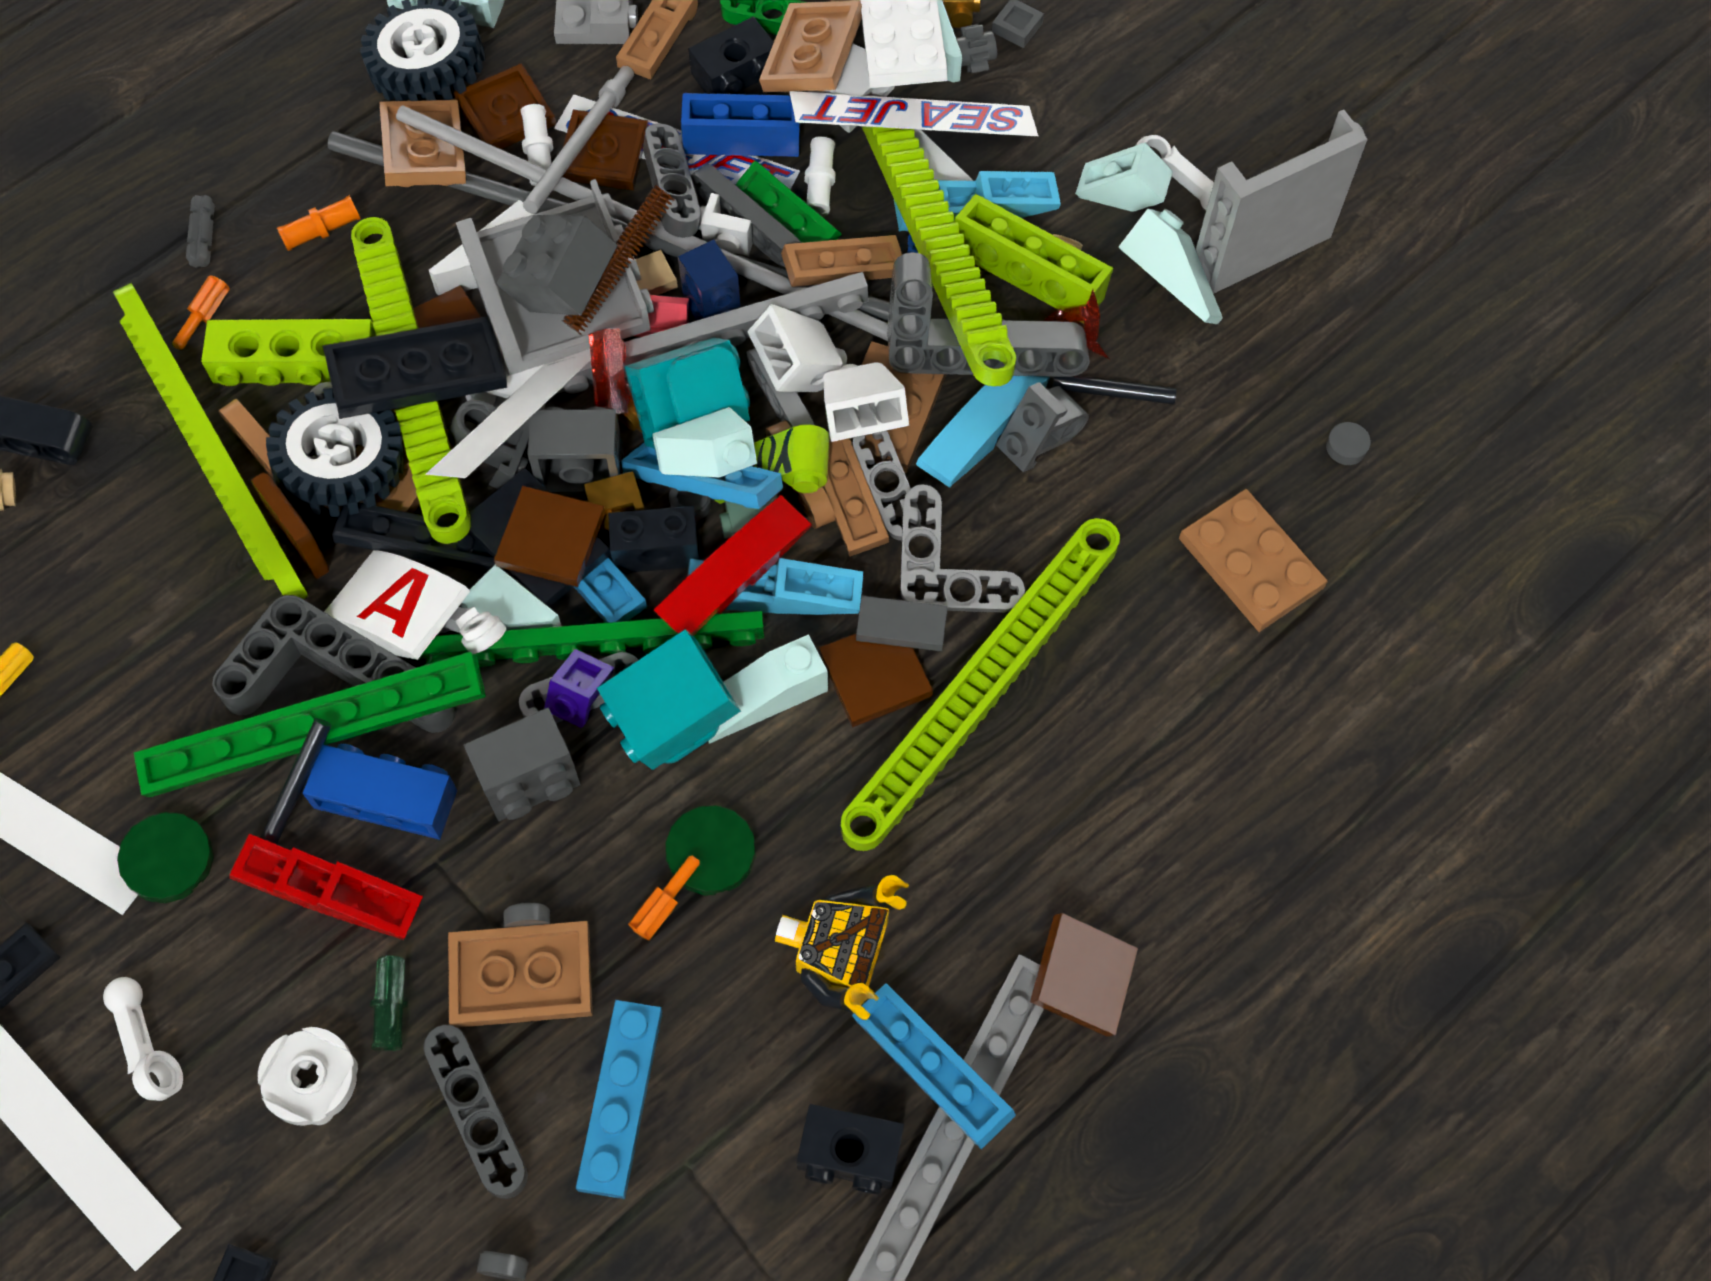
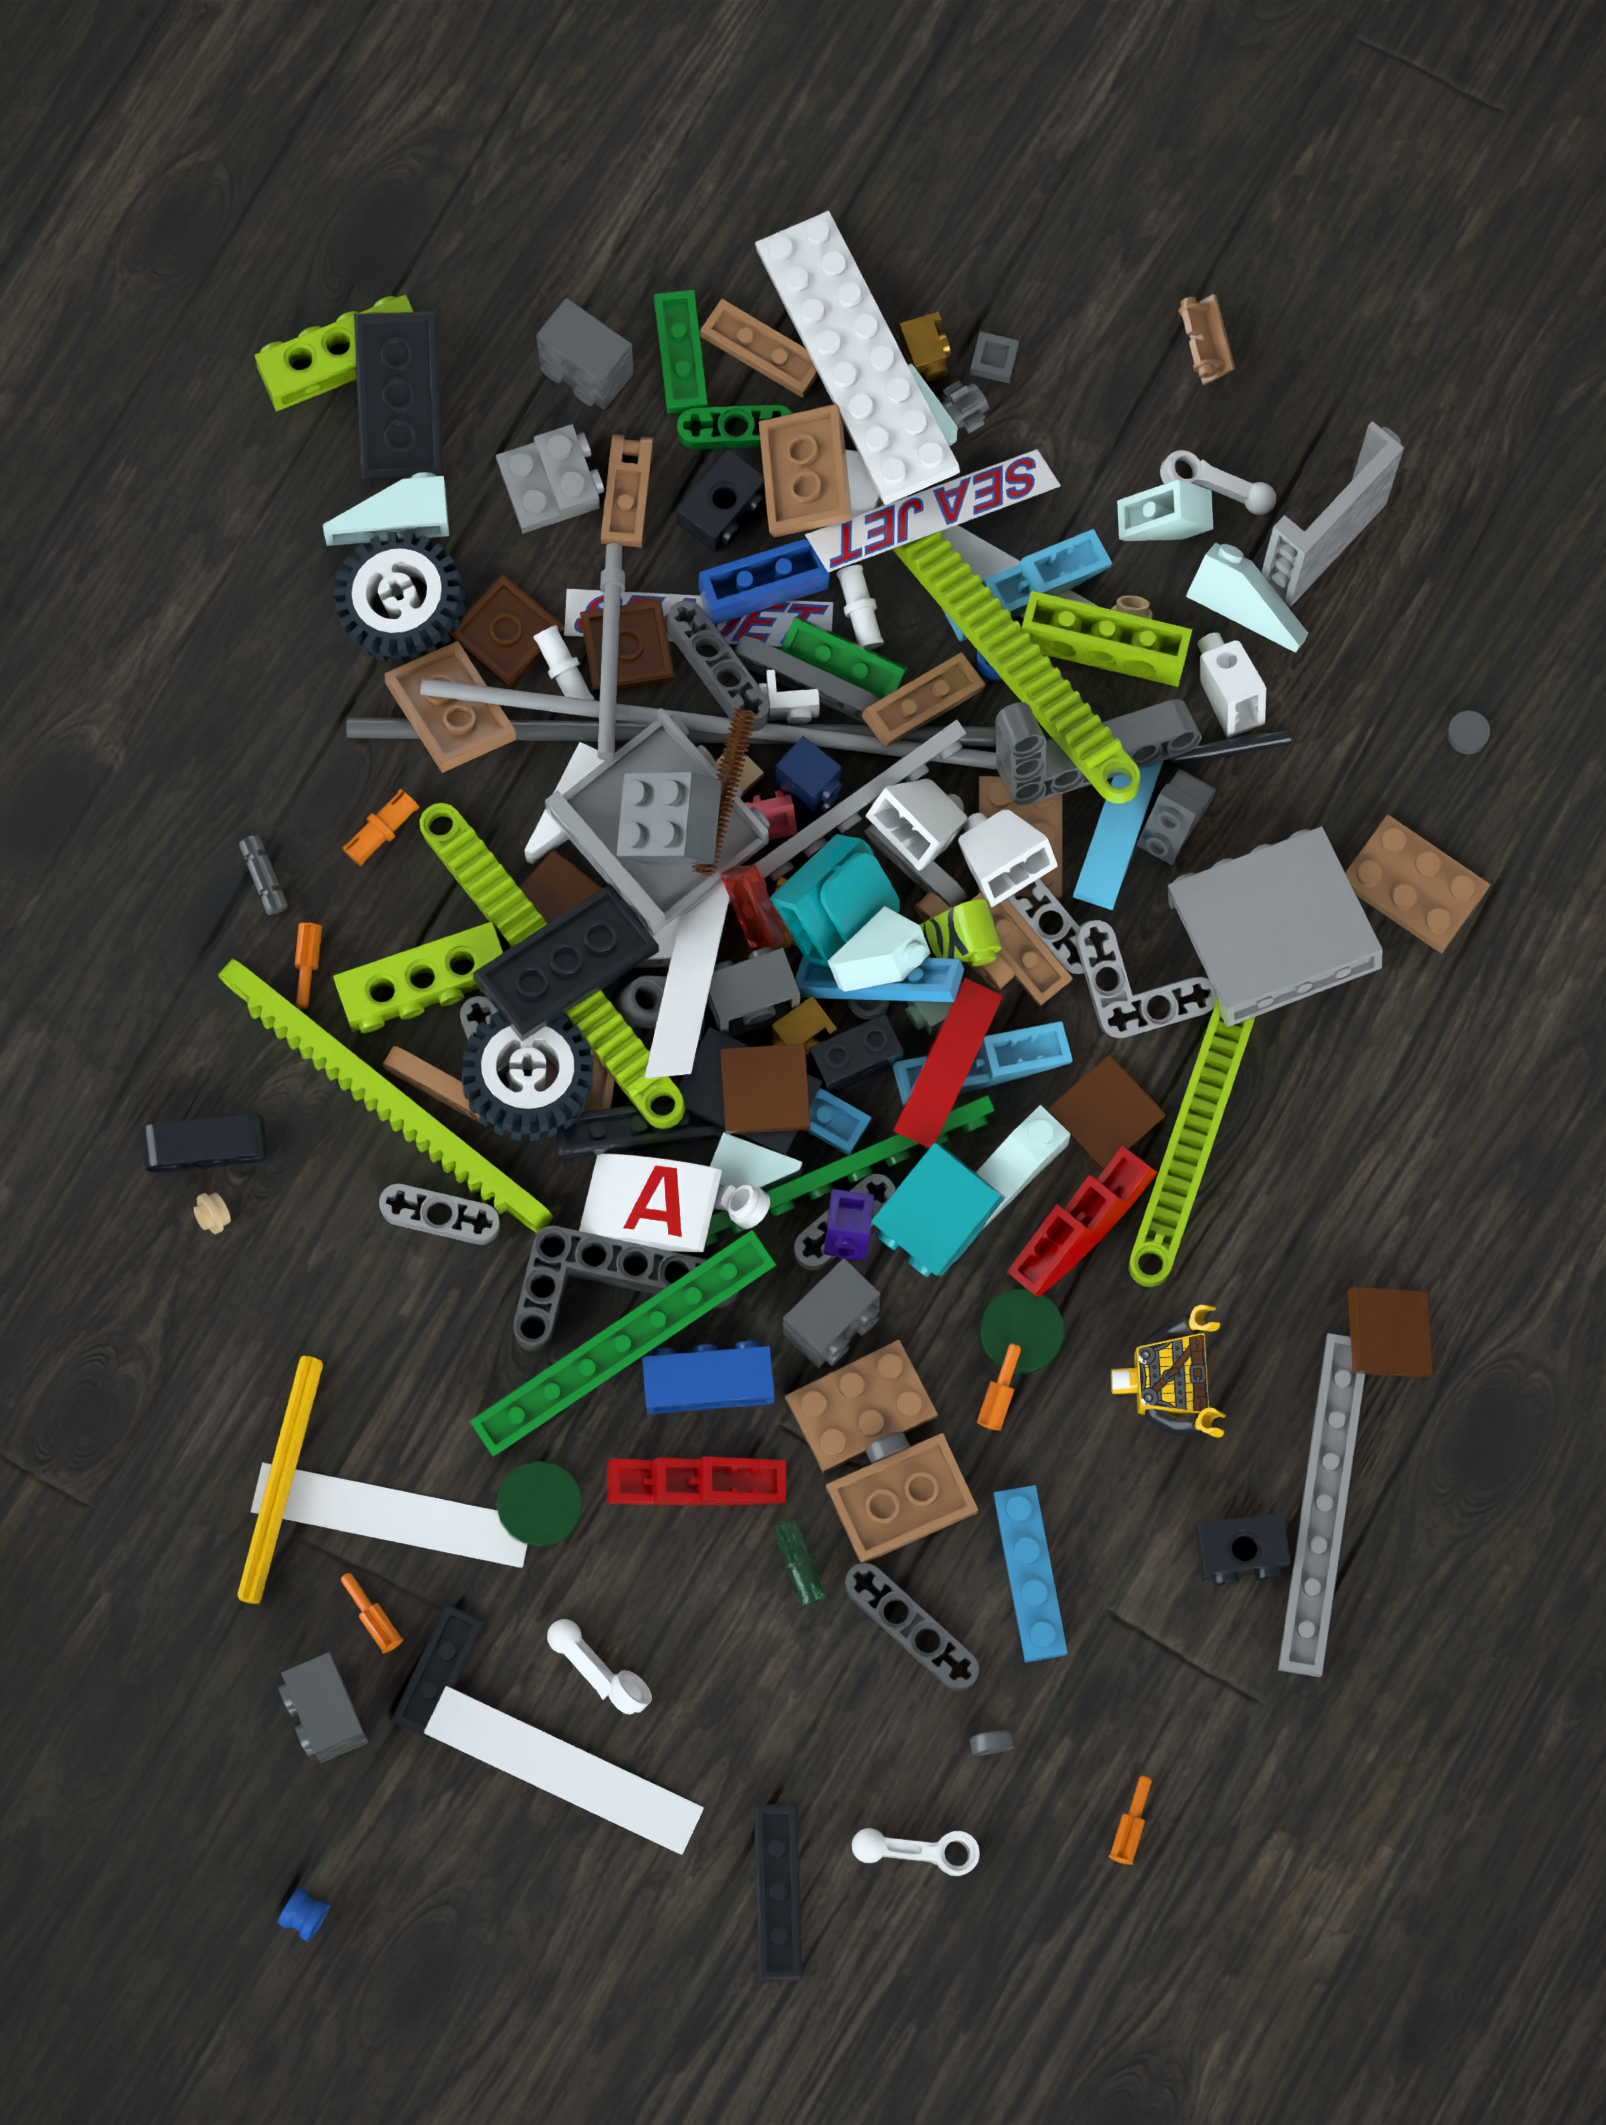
camera: 20 degrees left, 10 degrees up
(199, 543) = (407, 1216): none -> light grey beam
(291, 525) = (515, 1158): reddish brown tile -> none
(296, 780) = (633, 1397): black bar -> none
(317, 1101) = (740, 1629): white plate -> none
(521, 865) = (860, 1405): none -> medium nougat plate
(798, 769) = (1085, 1220): none -> red slope
(901, 623) = (1116, 1061): dark grey tile -> none
(935, 1067) = (1291, 1455): dark azure plate -> none
(1090, 315) = (1169, 688): clear red piece -> none
(1103, 549) = (1276, 925): none -> light grey panel
(1137, 314) = (1231, 685): none -> white torso
(1212, 58) = (1208, 338): none -> medium nougat hinge

